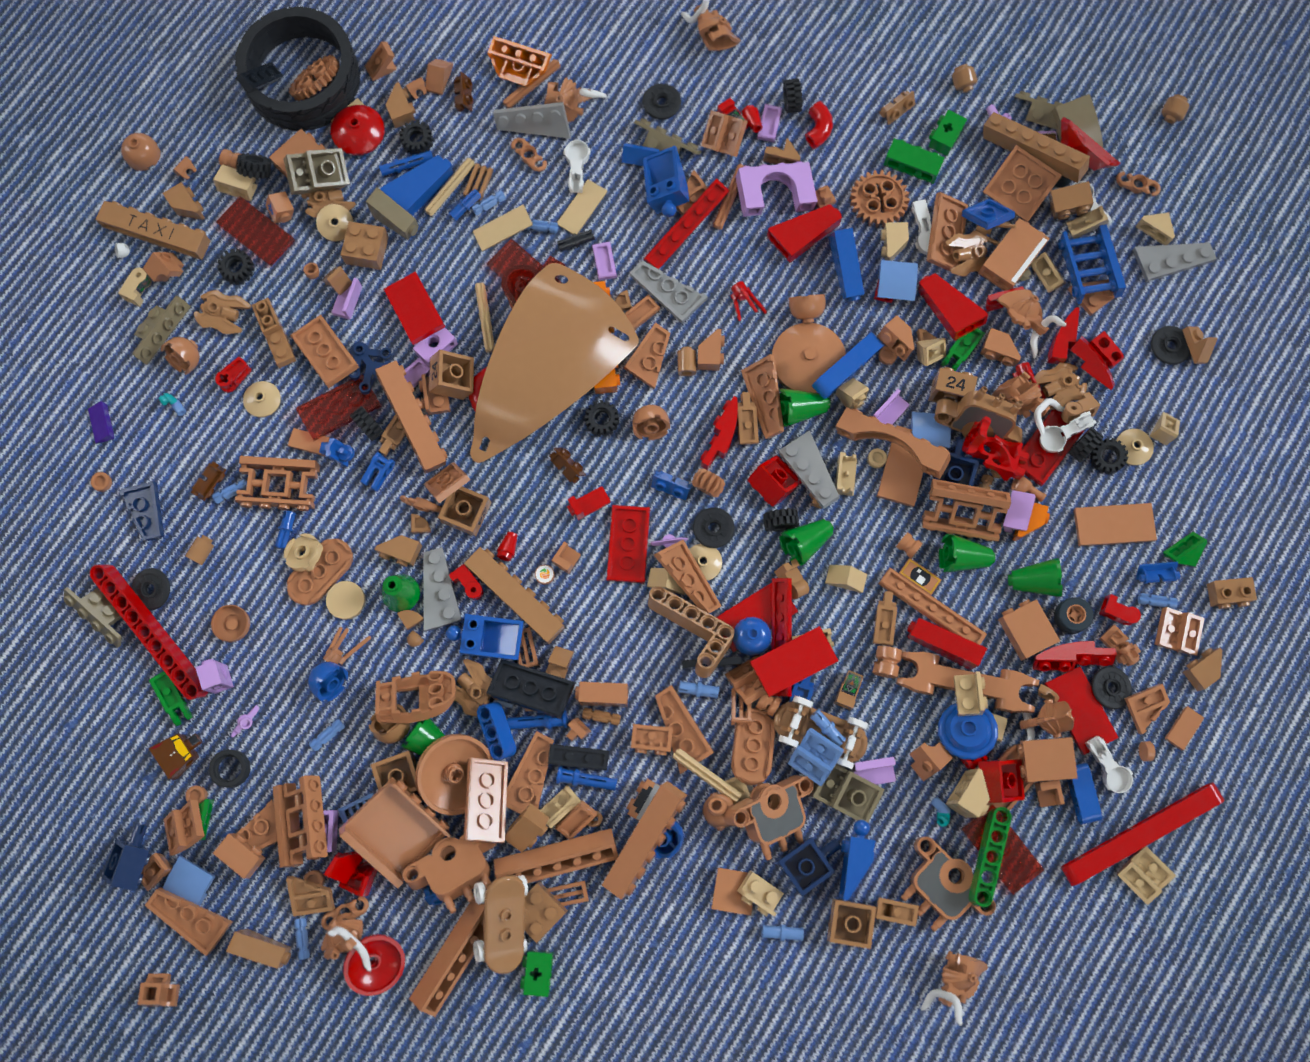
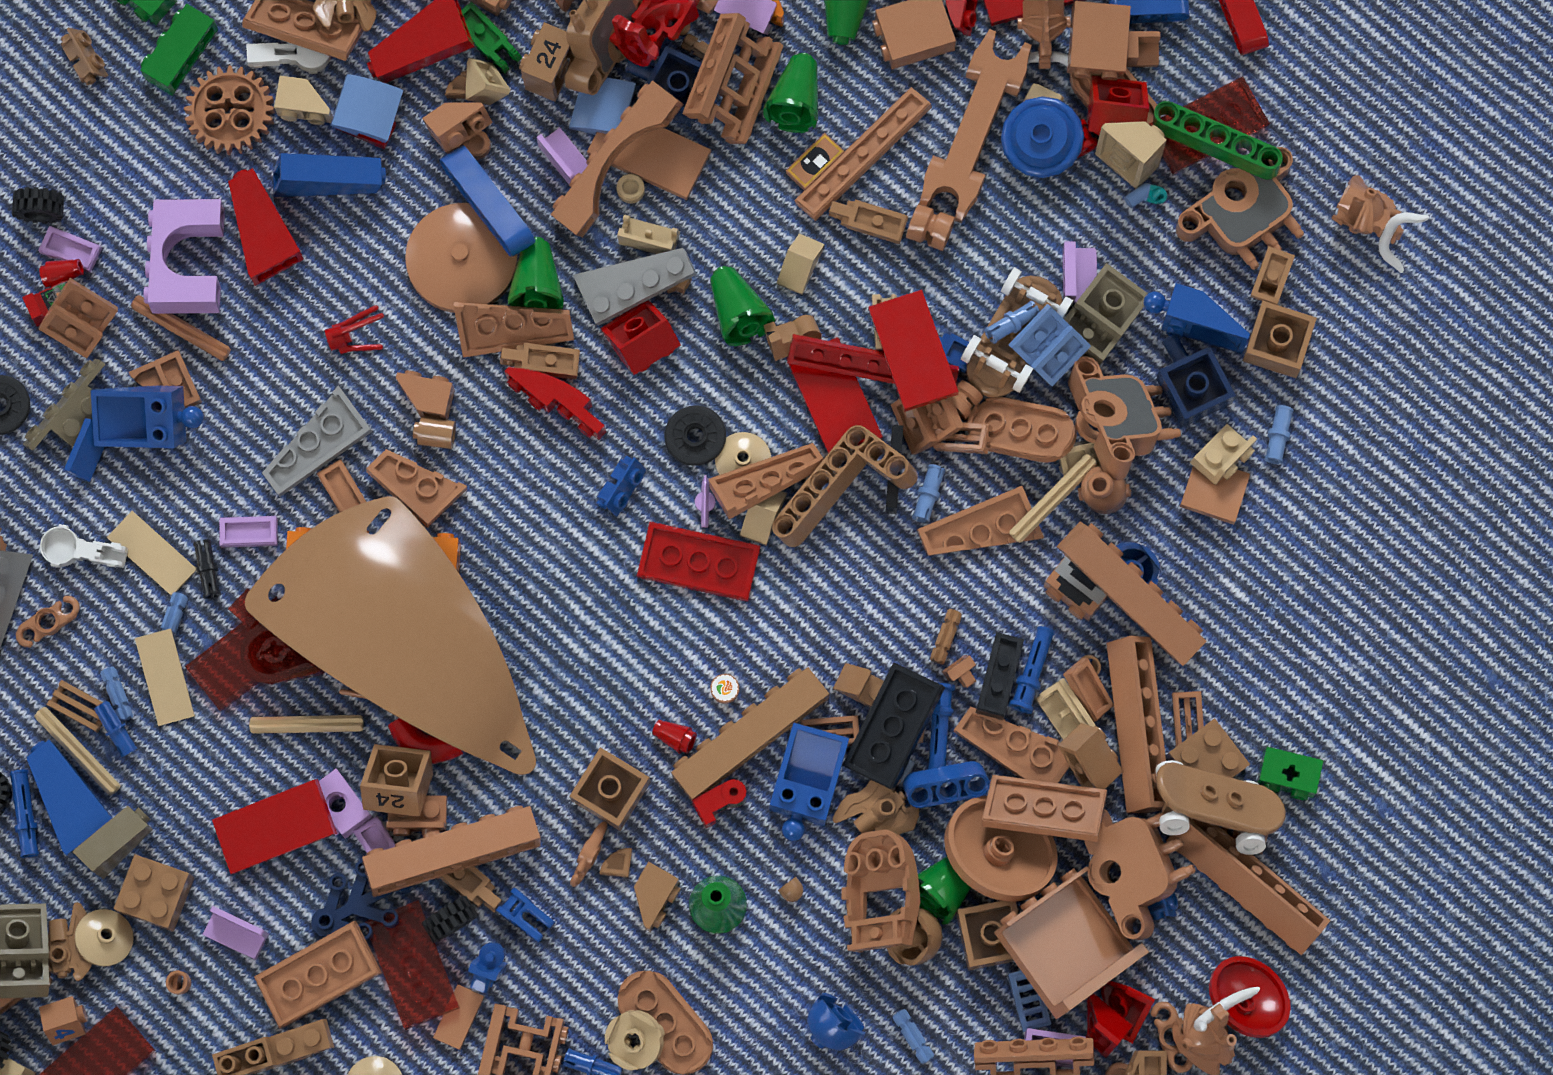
camera: 80 degrees left, 0 degrees up
(334, 654) = (796, 1009): nougat plant -> none
(337, 280) = (201, 942): medium nougat slope -> none
(345, 600) = (715, 987): tan tile -> none
(410, 618) = (758, 894): medium nougat tile -> none
(439, 595) = (734, 847): light grey wing -> none
(446, 482) = (566, 806): nougat tile -> none
(566, 558) = (706, 653): nougat panel -> none
(573, 469) = (554, 635): reddish brown hinge -> none
(588, 503) = (628, 608): red bracket -> none
(601, 429) = (495, 554): black tyre -> none
(602, 694) = (917, 625): nougat brick -> none
(623, 300) = (318, 511): medium nougat tile -> none
(650, 422) = (520, 498): nougat cylinder -> none
(651, 738) = (989, 567): nougat bracket -> none
(687, 224) = (216, 398): red tile -> none
(708, 482) = (629, 429): nougat gear -> none
(751, 636) = (865, 404): blue cylinder -> none
(775, 155) = (134, 231): medium nougat slope -> none
(781, 519) = (703, 336): black tyre -> none
(807, 307) = (384, 243): nougat cylinder -> none
(823, 125) = (95, 170): red cylinder -> none
(824, 197) = (210, 188): nougat tile -> none
(849, 690) = (961, 287): leg -> none
(852, 394) = (532, 201): tan slope -> none
(909, 545) = (767, 167): nougat wheel -> none
(929, 759) = (1075, 196): nougat brick -> none
(947, 644) = (918, 142): red slope -> none
(970, 694) = (996, 122): tan bracket -> none
(1047, 694) = (1008, 22): medium nougat tile -> none

